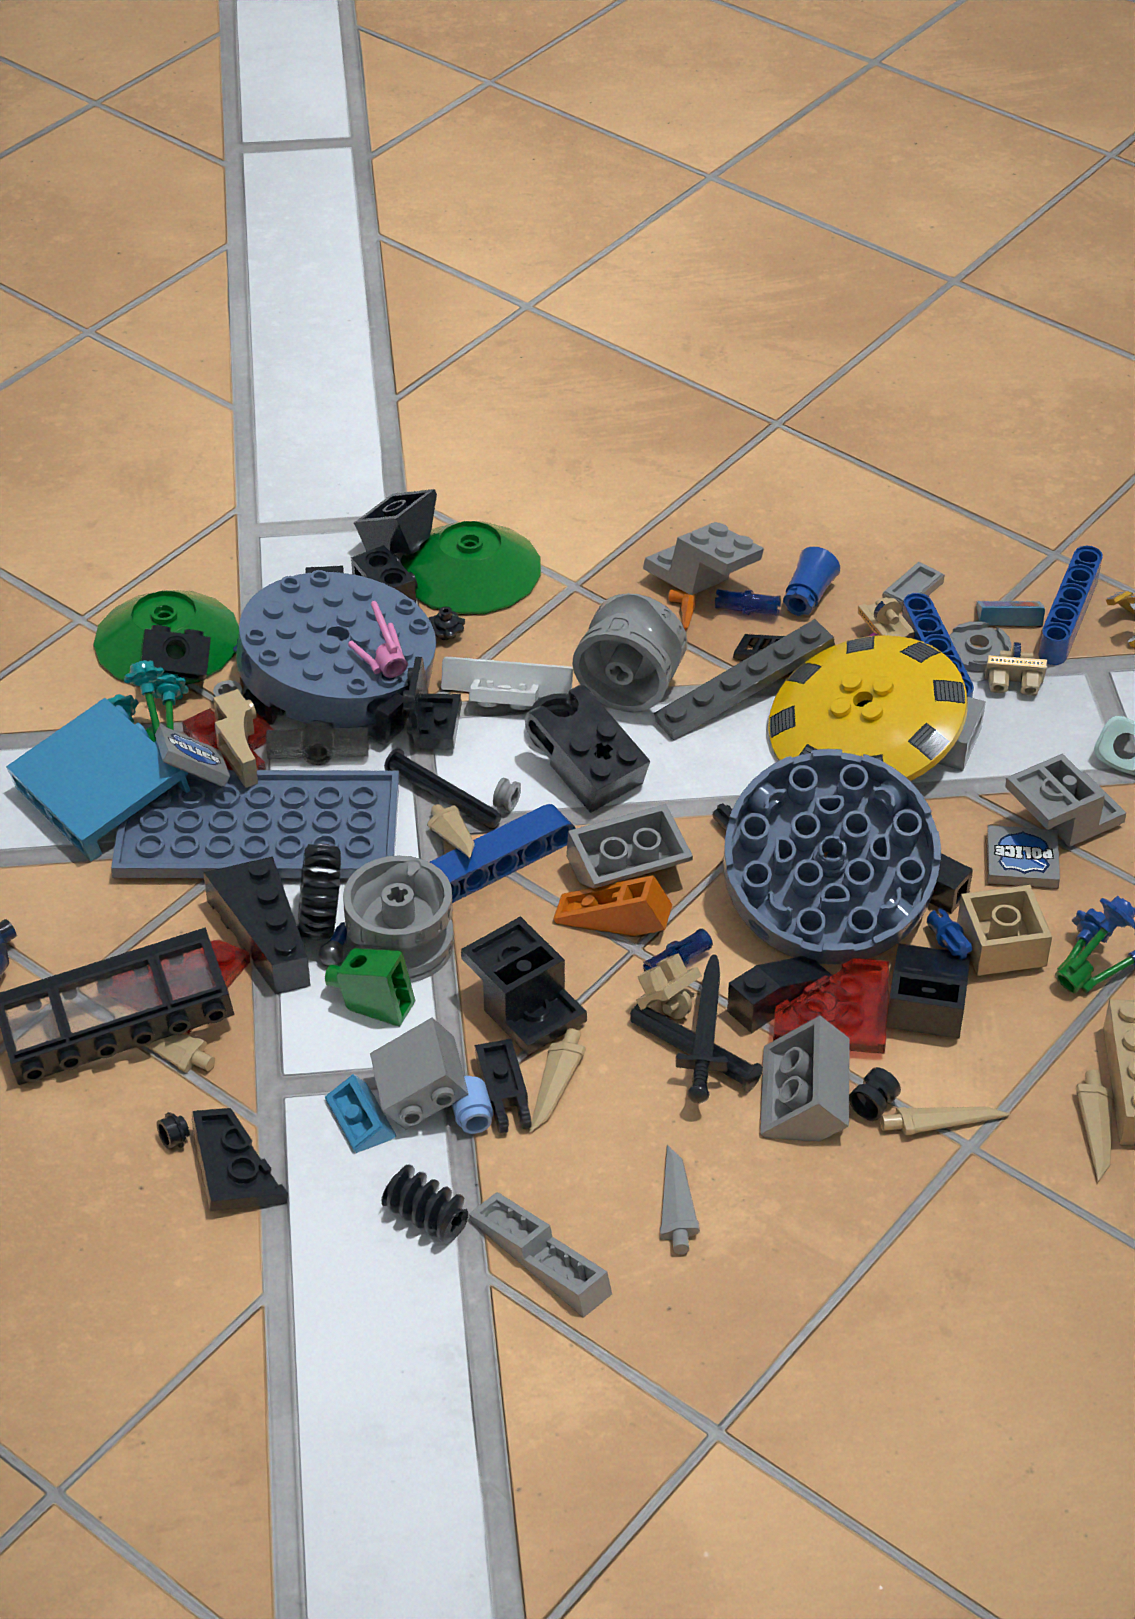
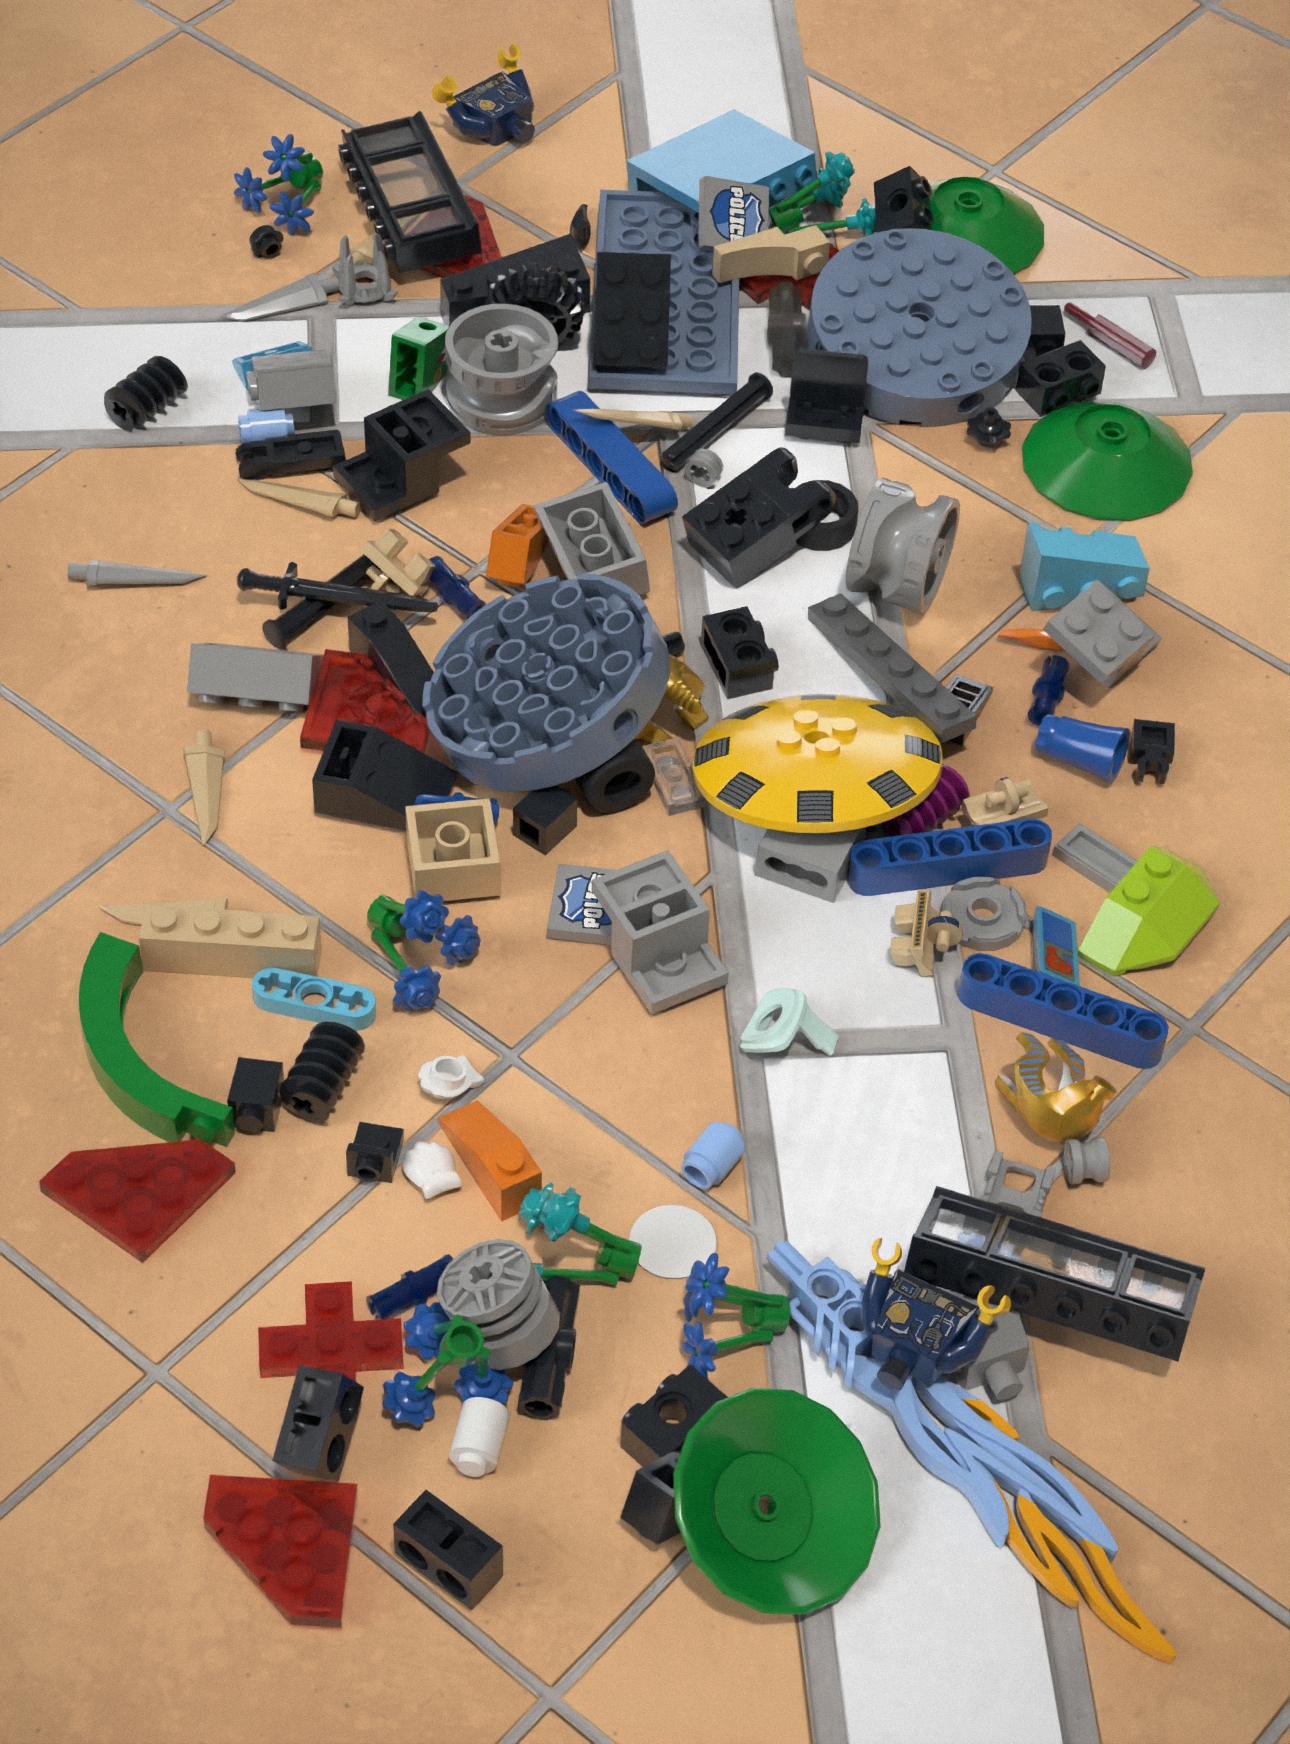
camera: 90 degrees right, 5 degrees up
(65, 1102) = (296, 167): none -> blue plant
(157, 892) = (580, 227): none -> black bar
(230, 1165) = (222, 277): black wing -> none
(250, 1034) = (349, 273): none -> light grey piece
(255, 1104) = (295, 296): none -> light grey bar
(322, 552) = (1114, 336): none -> axle
(330, 814) = (632, 309): none -> black bracket
(389, 655) = (865, 335): bright pink plant -> none
(399, 522) = (1146, 373): black slope -> none
(504, 681) = (875, 459): white bracket -> none
(531, 1243) = (96, 469): light grey slope -> none
(619, 566) = (1064, 564): none -> medium azure wedge
(731, 768) = (738, 652): none -> black brick
(791, 547) = (1153, 747): none -> black plate
(874, 1094) = (231, 722): black wheel -> none
(965, 560) = (1150, 914): none -> lime wedge

